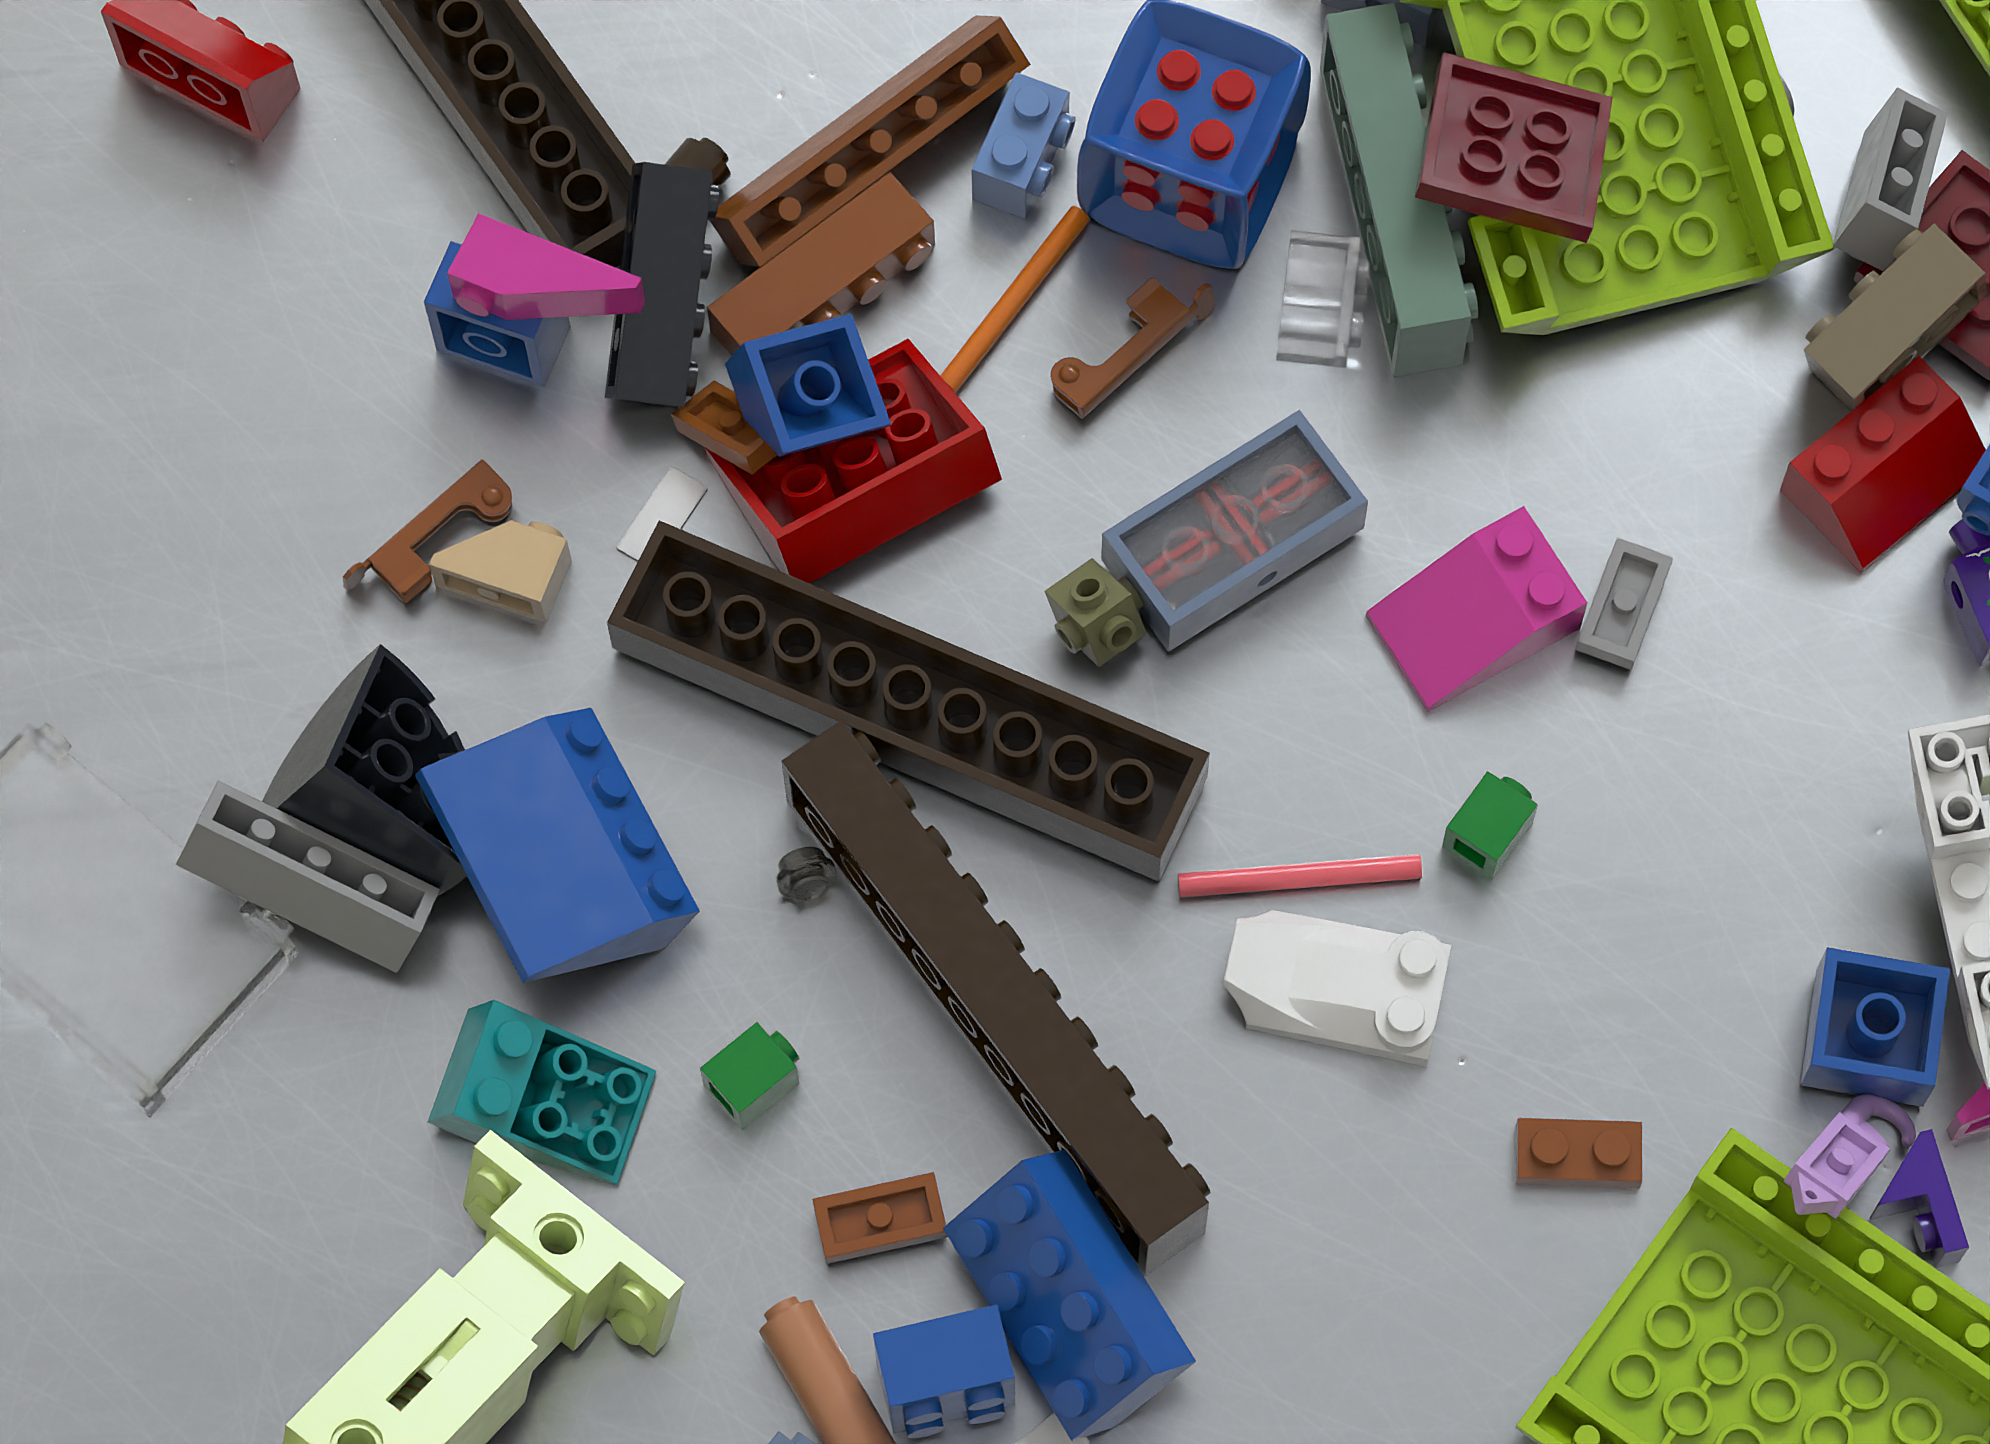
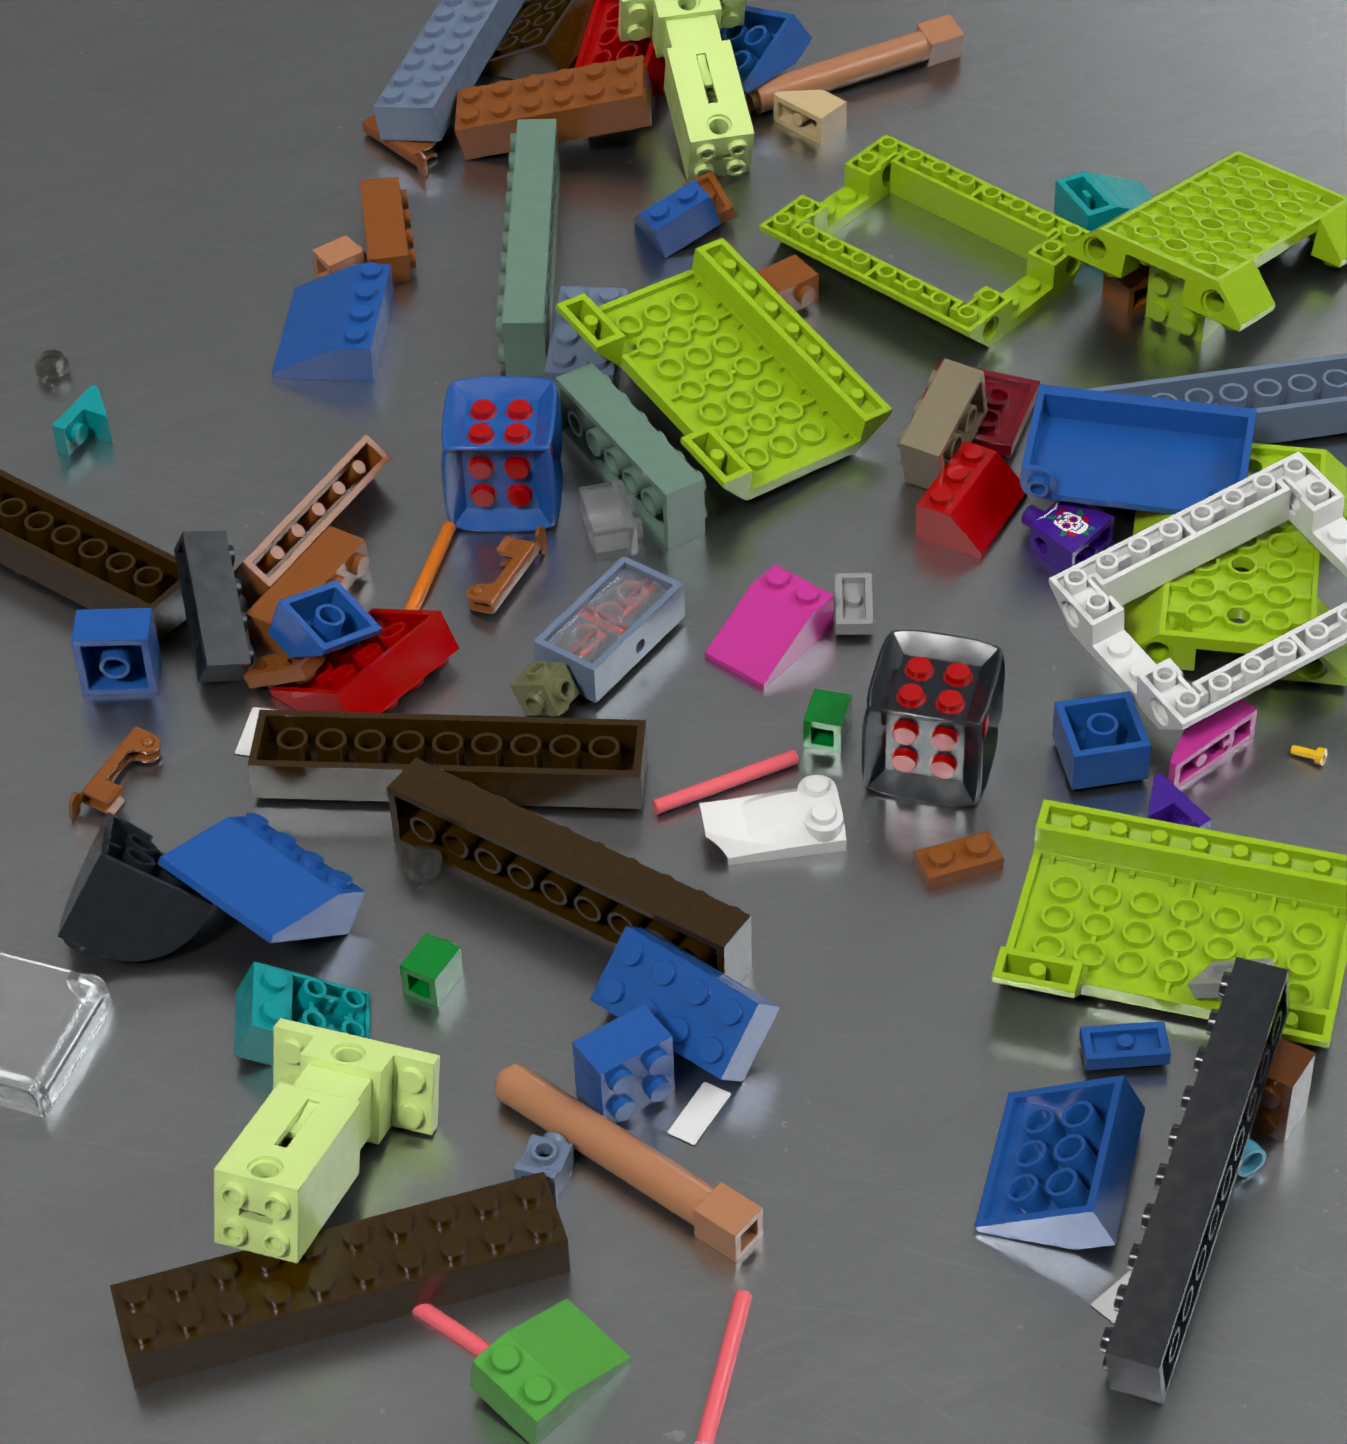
camera: 20 degrees left, 25 degrees down
(307, 877) = (106, 942): light grey brick -> none
(507, 568) = (169, 775): tan slope -> none
(531, 278) = (140, 602): dark pink slope -> none
(880, 1217) = (546, 1016): dark orange plate -> none
(1021, 145) = (402, 500): medium blue brick -> none
(1514, 147) = (692, 400): dark red plate -> none
(1631, 912) = (933, 717): none -> black piece
(1845, 1156) = (1117, 795): lavender plate -> none
(1890, 179) = (906, 372): light grey brick -> none

